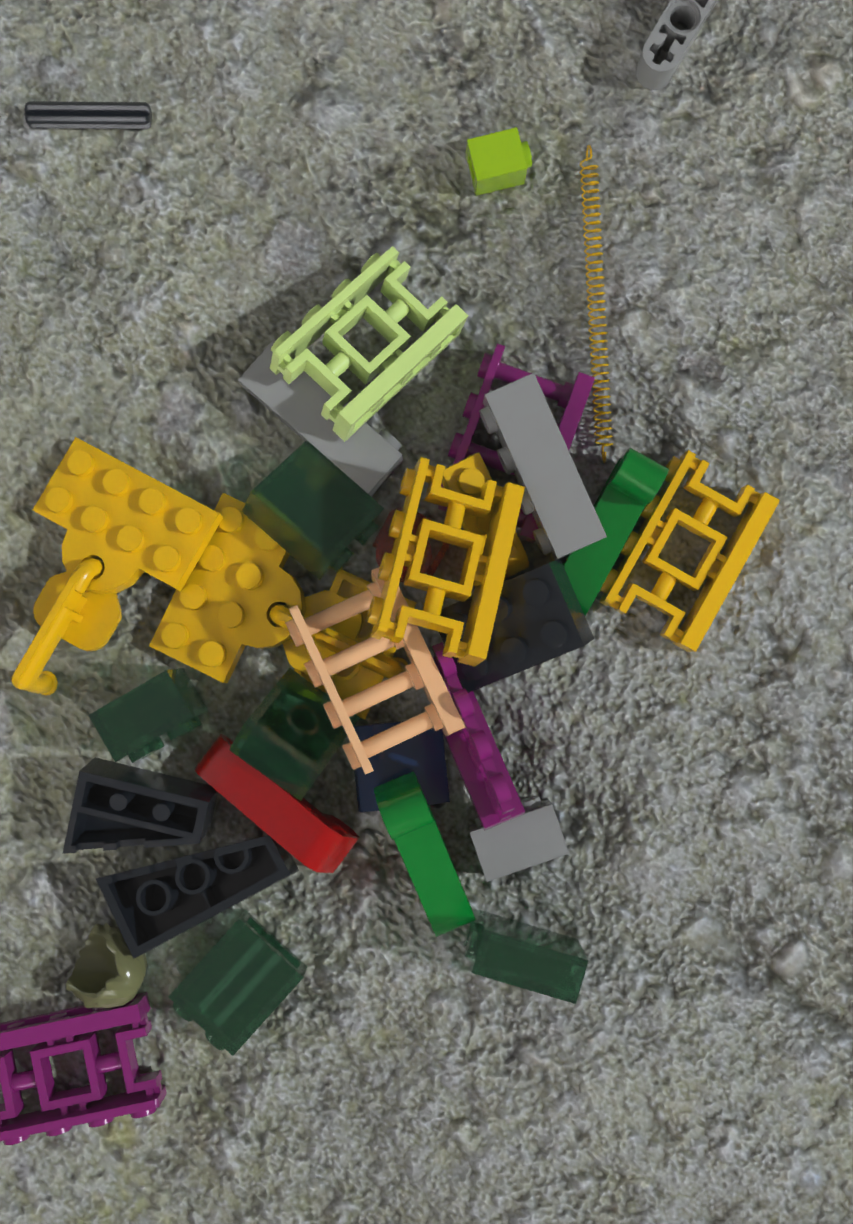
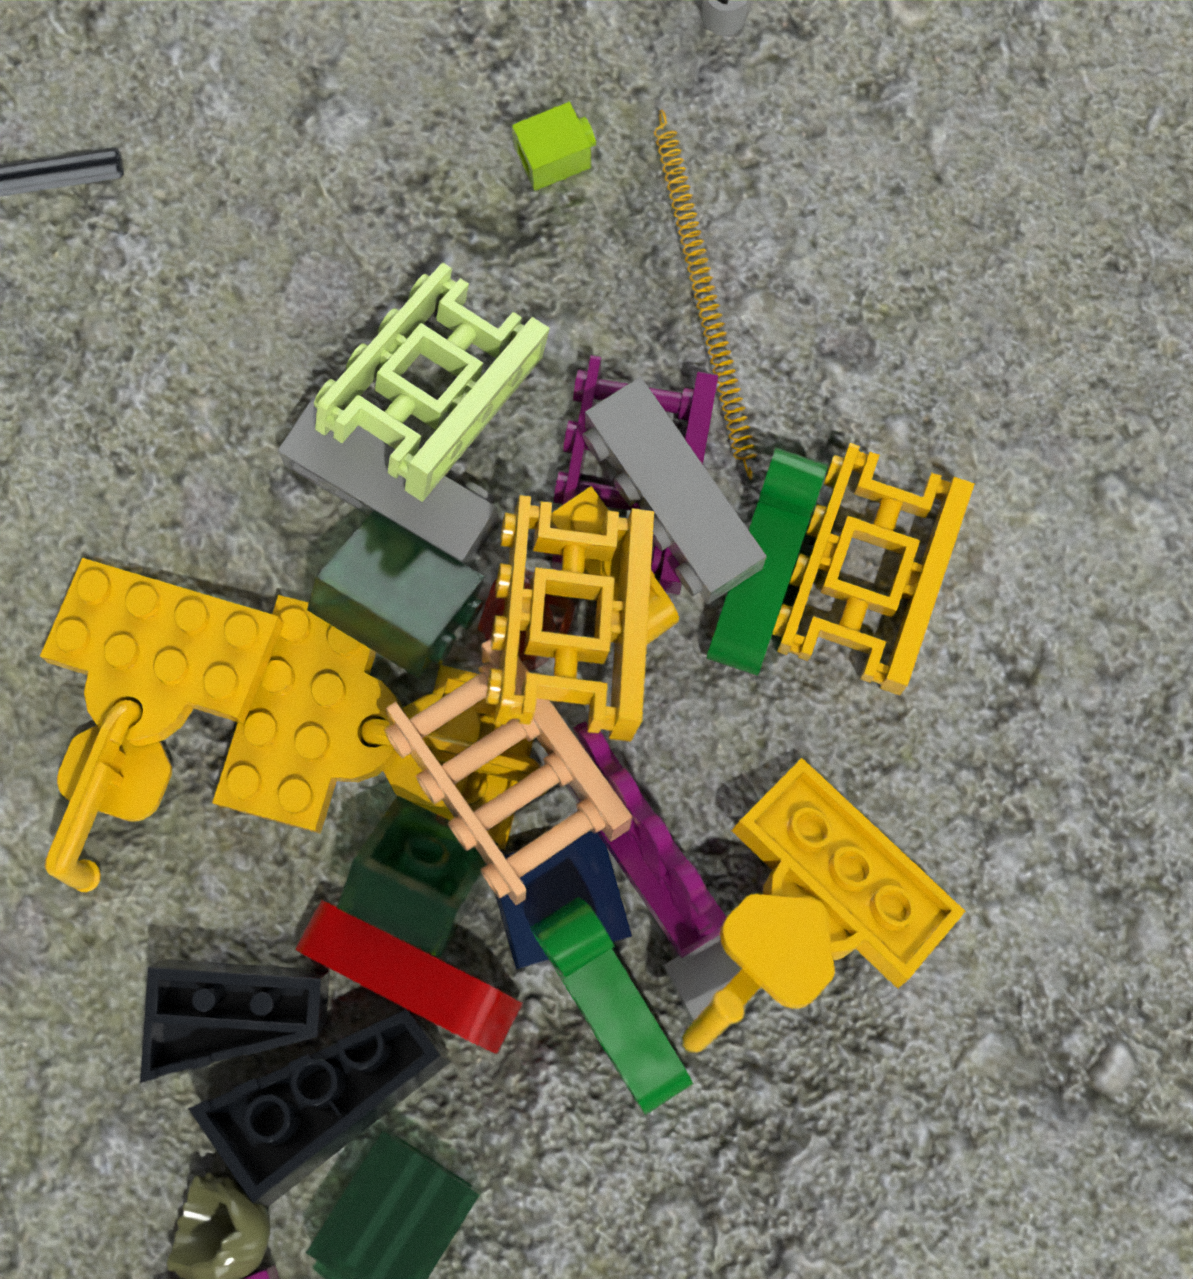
camera: 10 degrees left, 10 degrees down
(145, 715) = (227, 884): clear green brick -> none
(525, 956) = (764, 1114): clear green brick -> none
(533, 624) = (693, 688): black brick -> none
(605, 802) = (828, 893): none -> yellow plate

